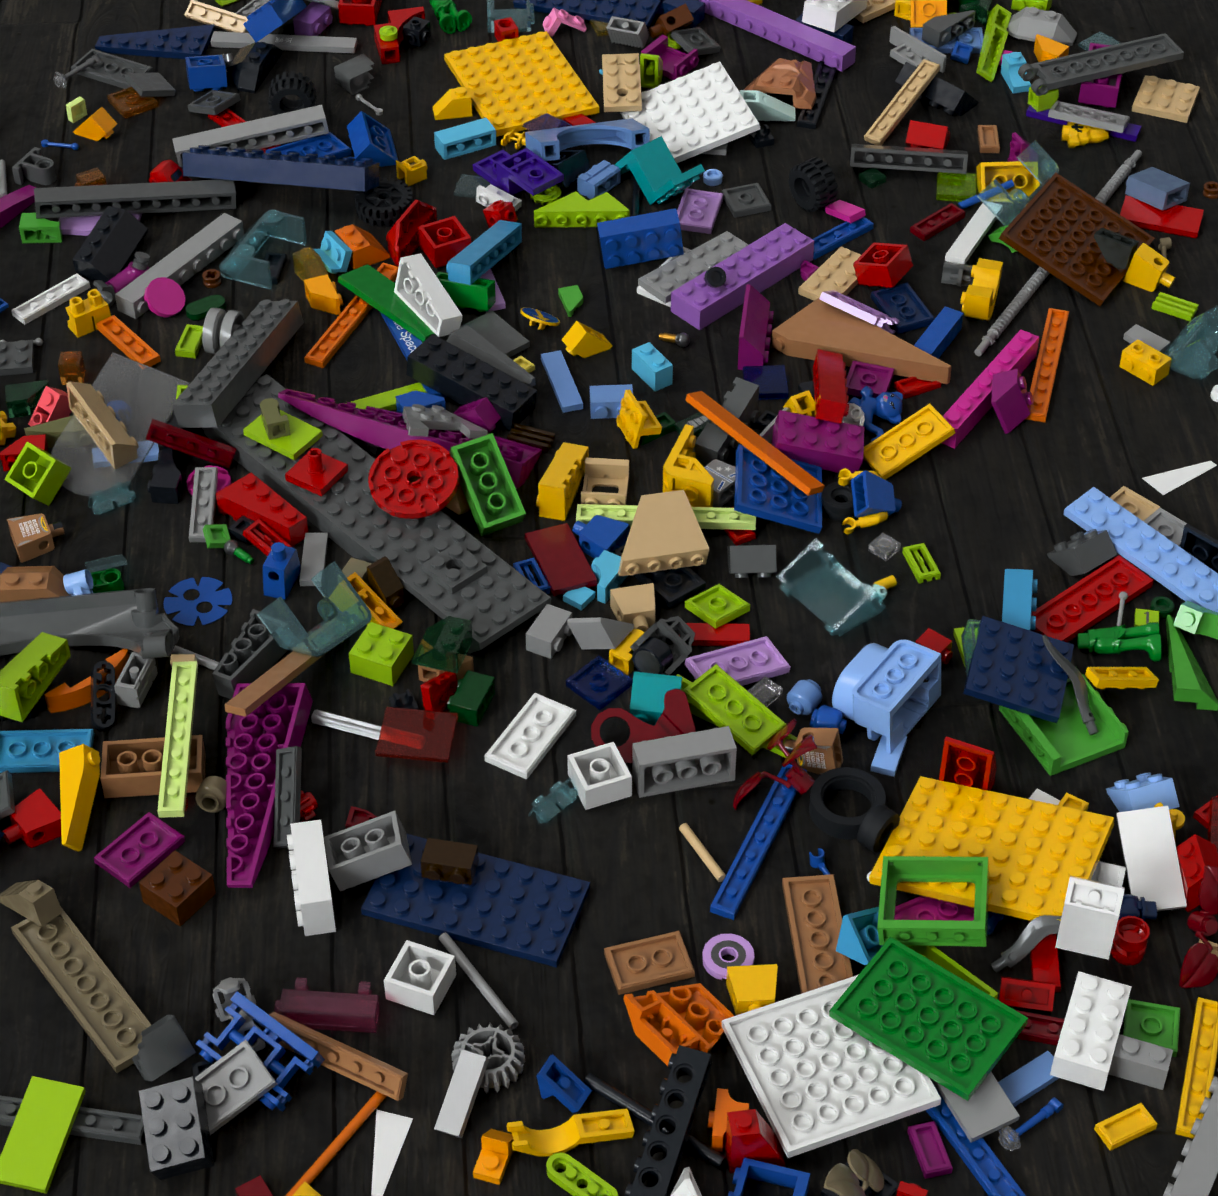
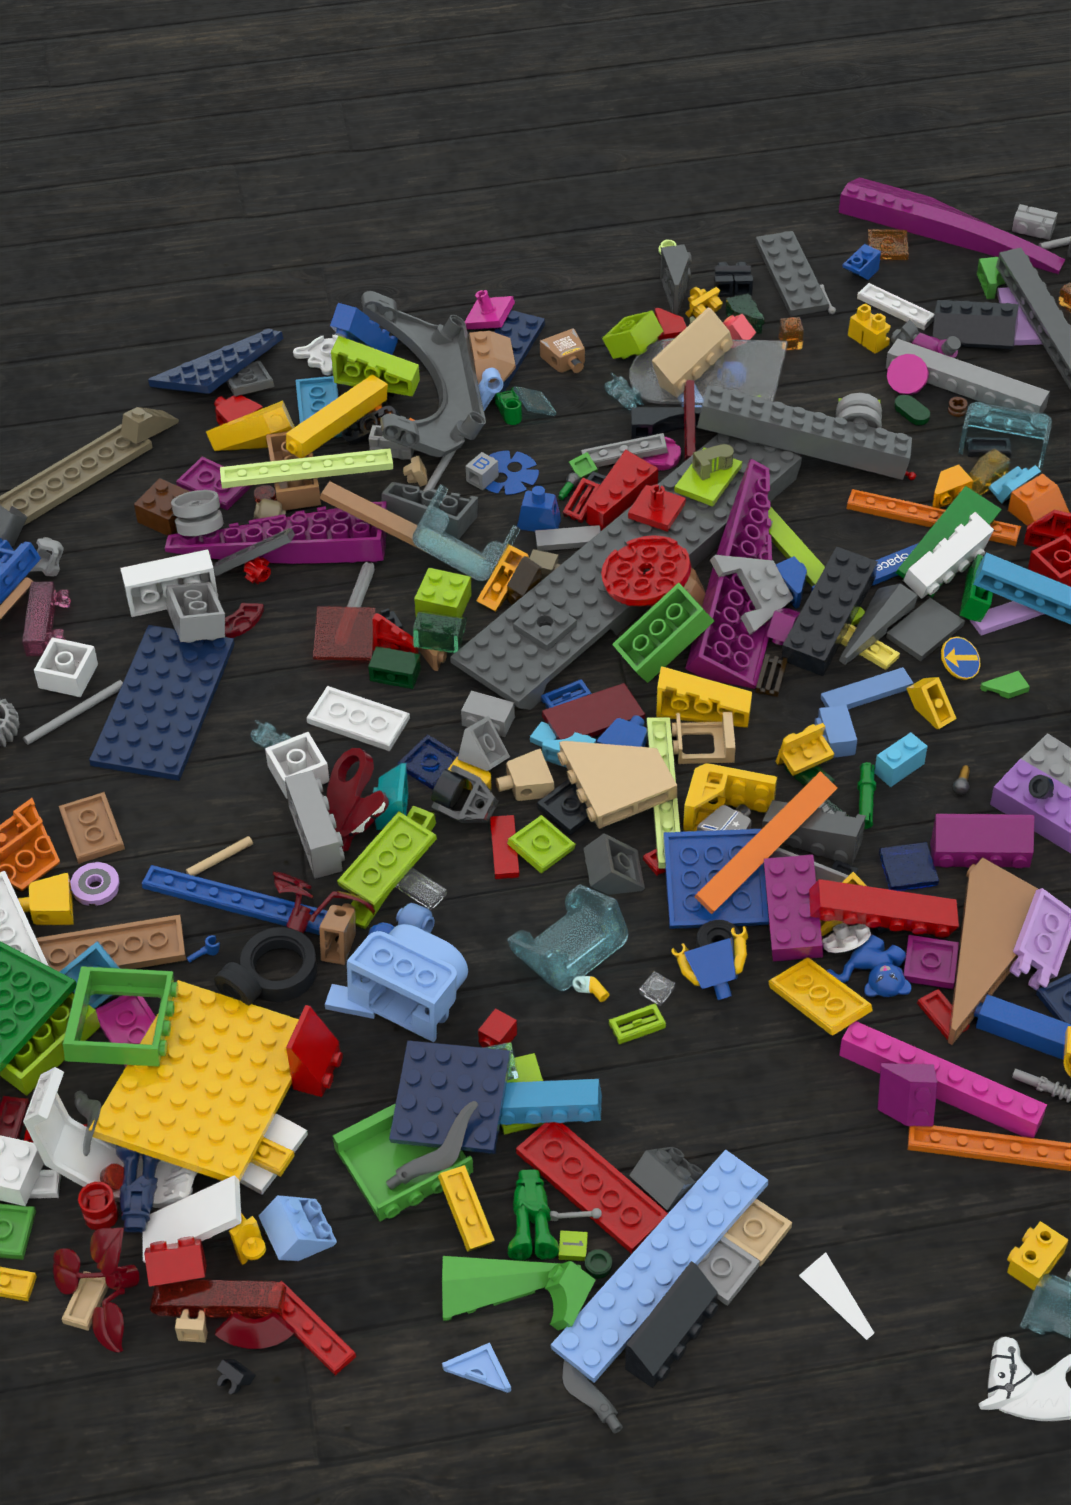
camera: 85 degrees right, 5 degrees up
(99, 709) = (336, 416): none -> yellow brick
(128, 341) = (841, 365): orange plate -> none
(201, 612) = (482, 471): none -> light grey brick
(215, 842) = (197, 513): none -> light grey wheel
(449, 861) = (185, 667): dark brown brick -> none
(677, 393) = (866, 795): none -> green pin
(743, 662) = (461, 867): lavender tile -> none

